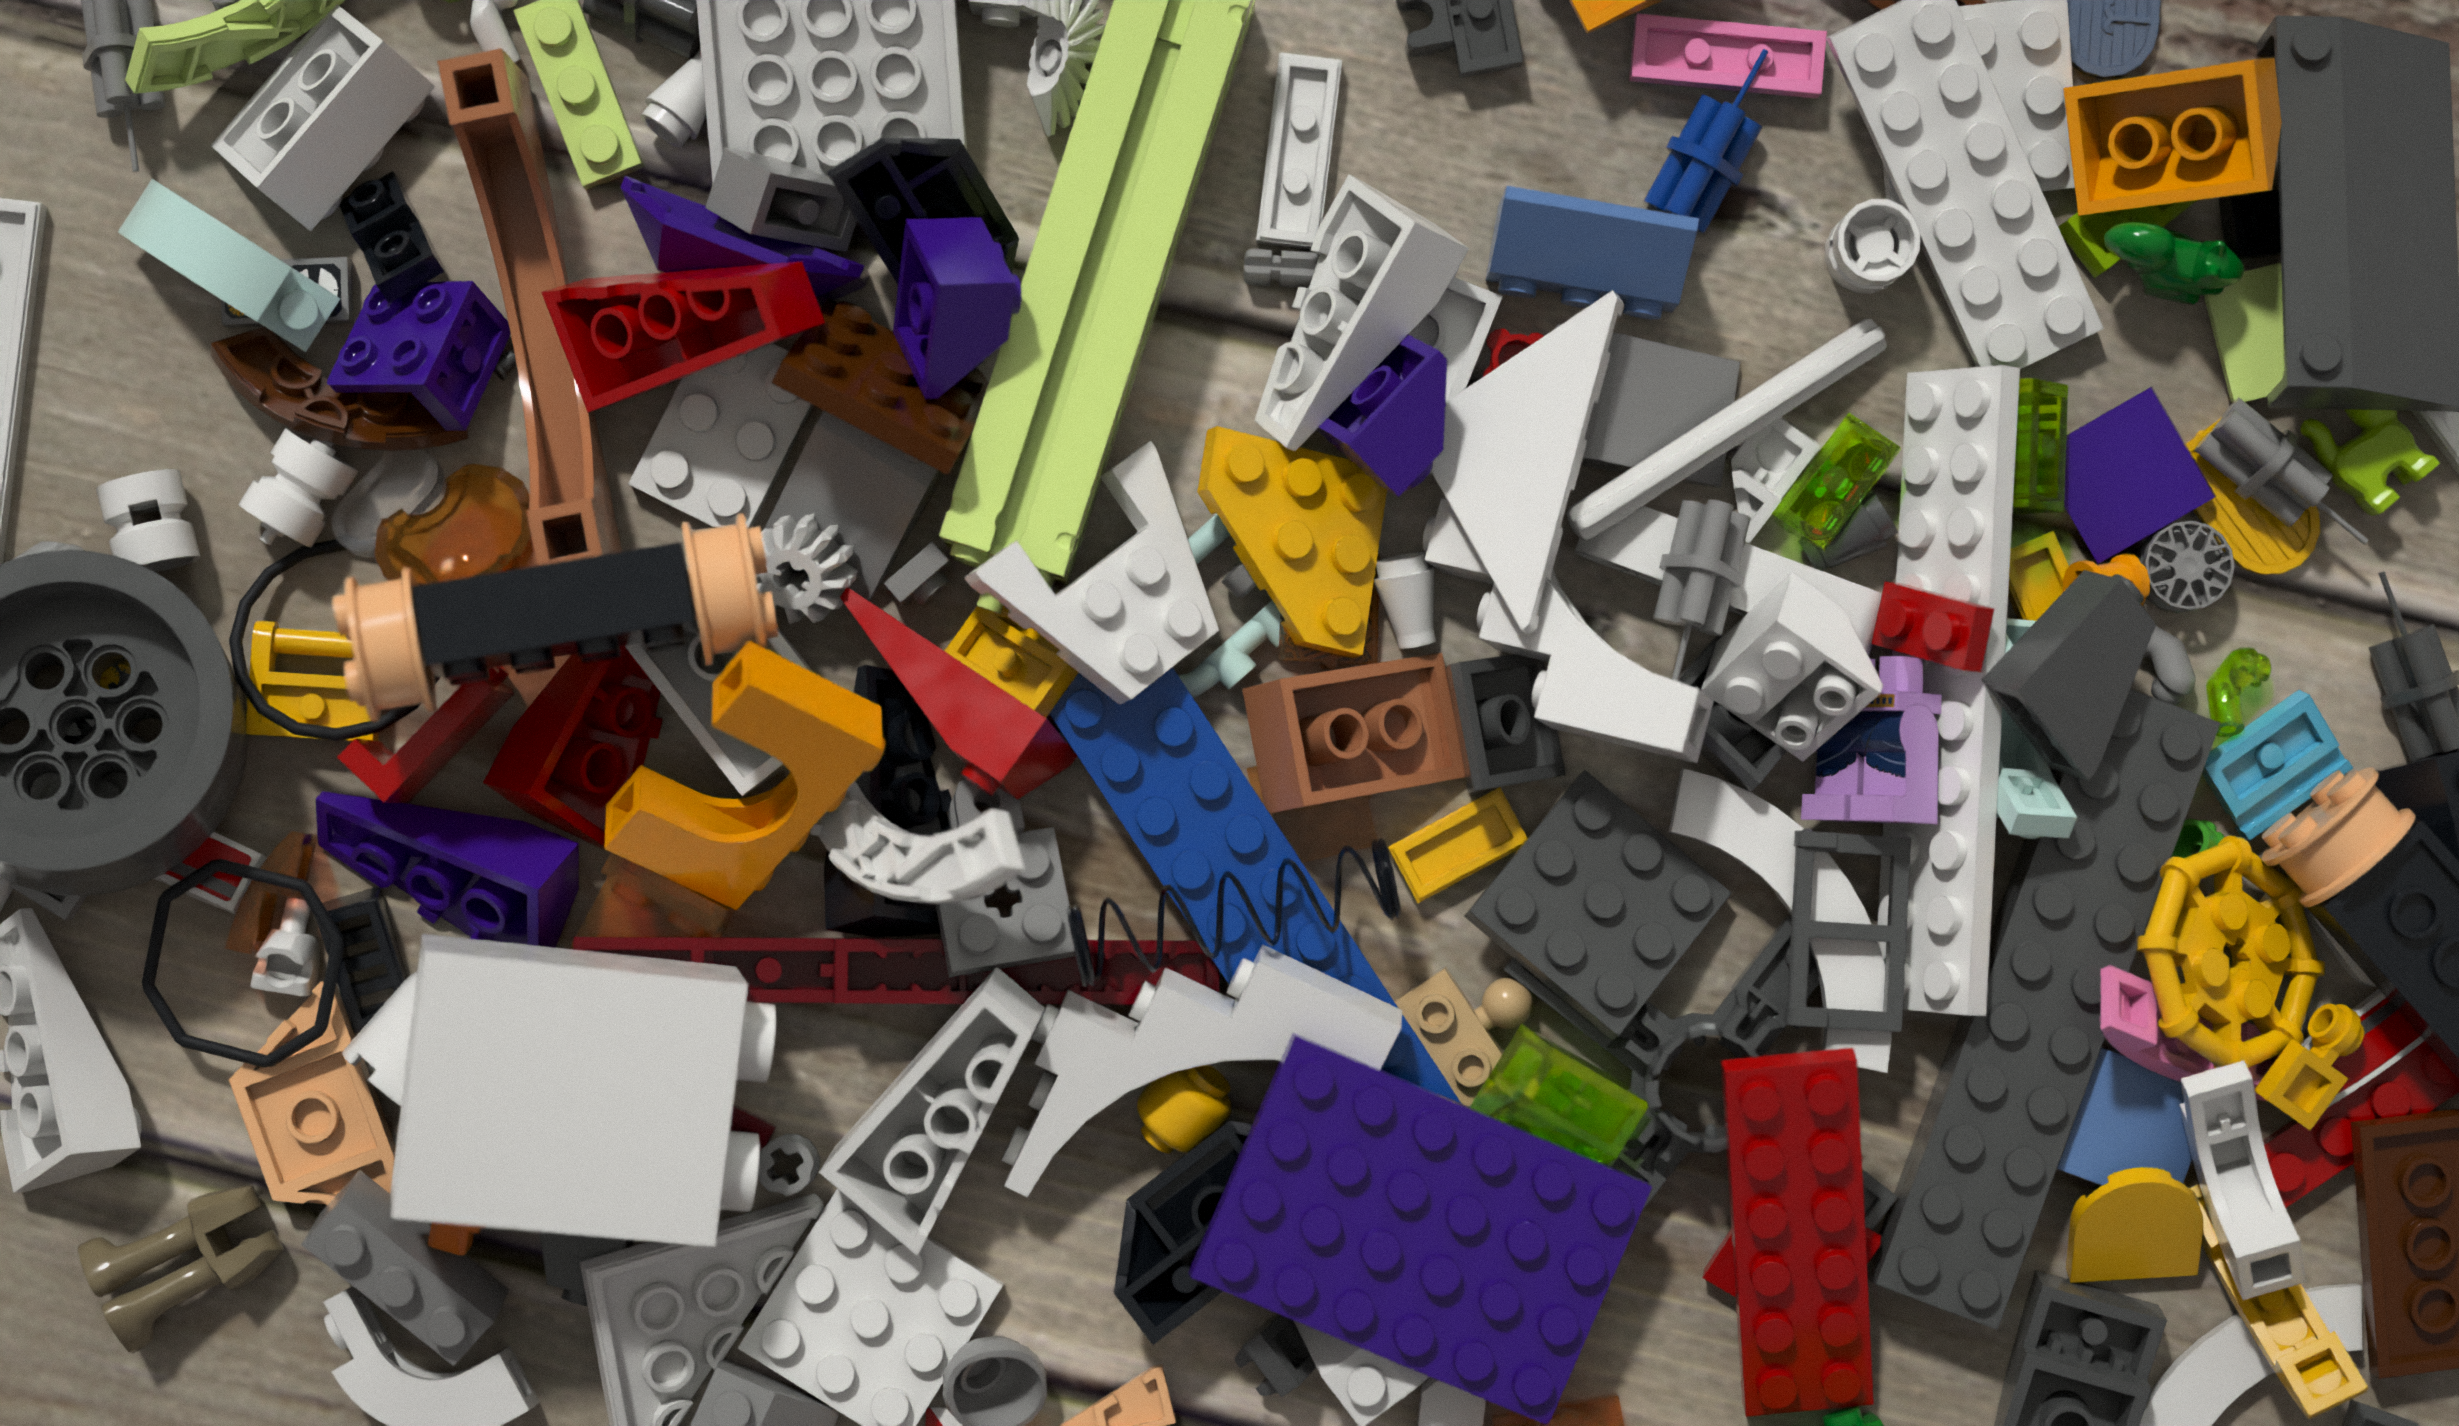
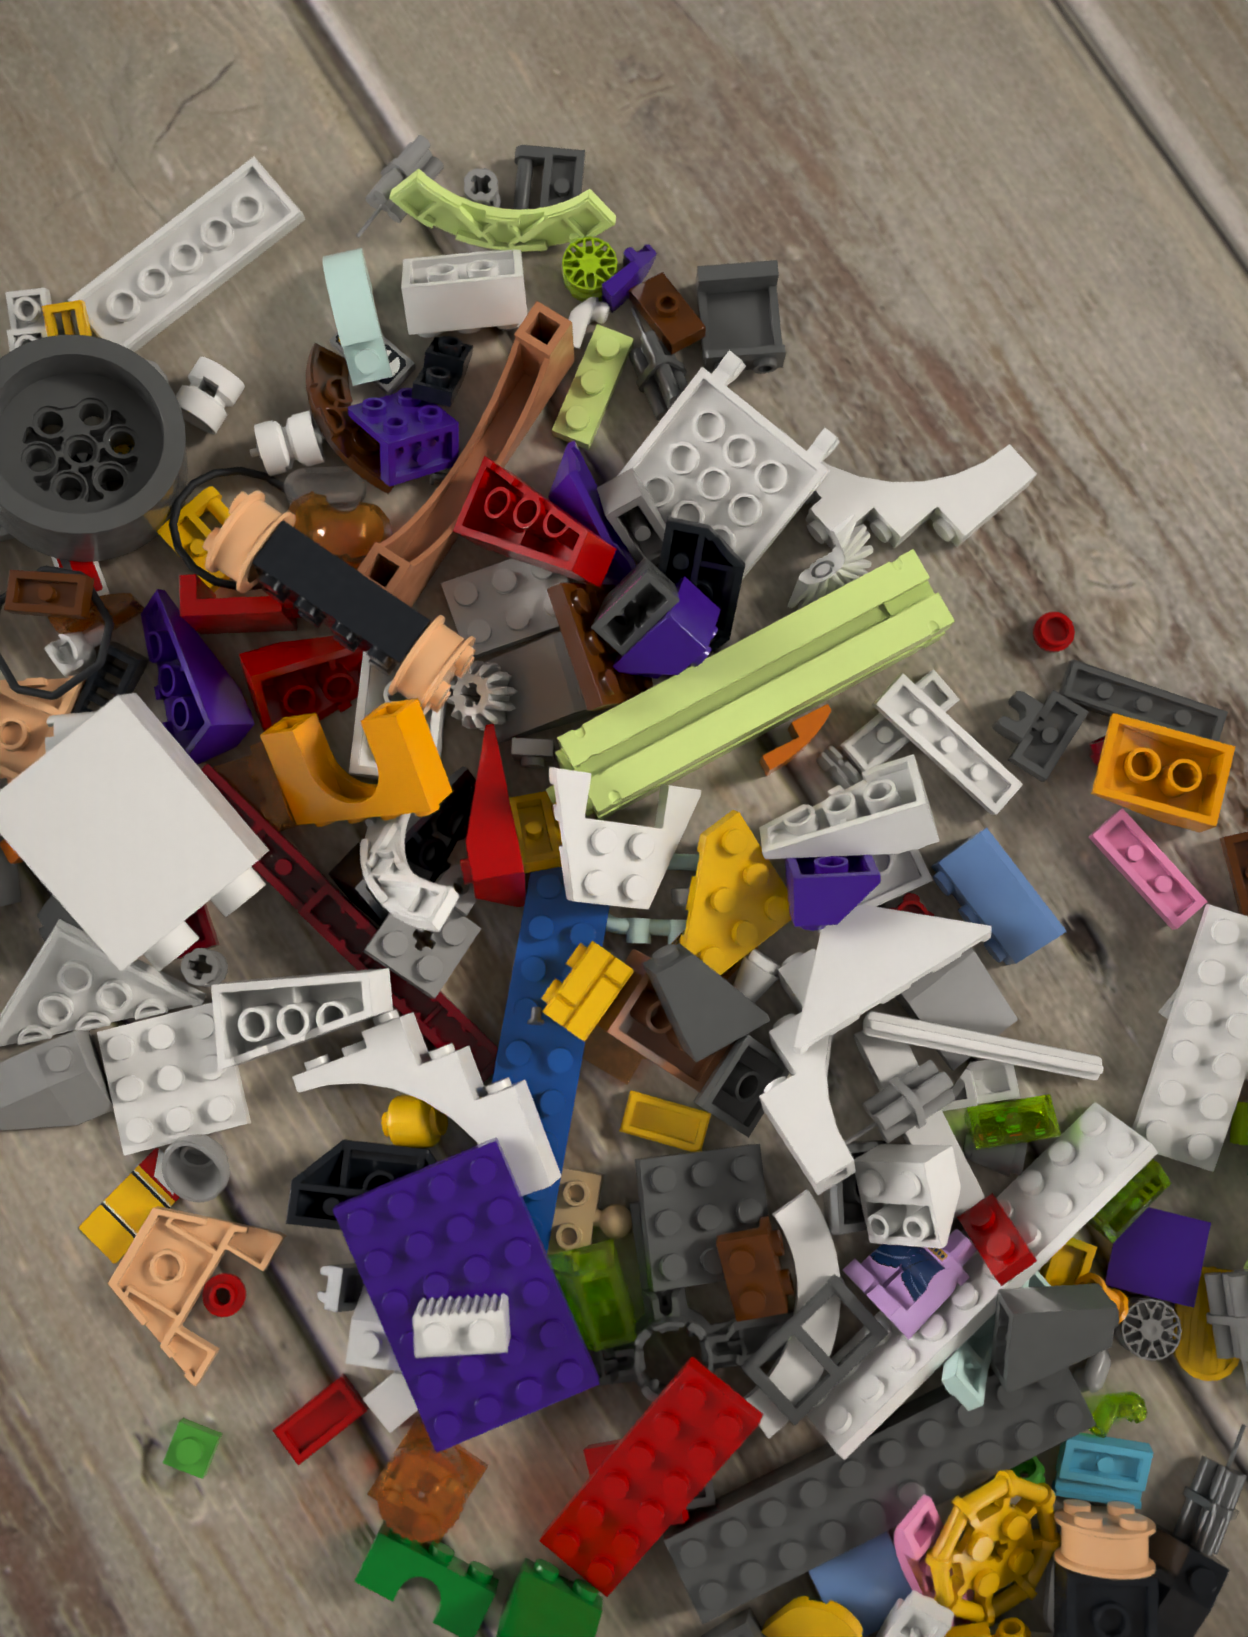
camera: 45 degrees right, 5 degrees down
(203, 920) = (49, 594): none -> reddish brown plate
(678, 105) = (628, 434): white cone -> none
(890, 293) = (640, 601): none -> dark grey torso
(1201, 266) = (802, 732): none -> orange slope
(1209, 865) = (536, 1013): none -> dark grey piece
(1237, 782) = (586, 990): none -> yellow brick
(1374, 677) = (699, 1002): none -> dark grey slope
(1375, 126) = (947, 744): none -> white plate
(1386, 897) = (440, 992): black piece -> none
(1448, 1262) = (461, 1326): none -> white brick
(1706, 157) = (1094, 906): blue piece -> none
(1706, 910) = (755, 1271): none -> reddish brown bracket
(1872, 246) = (1136, 1024): white wheel -> none

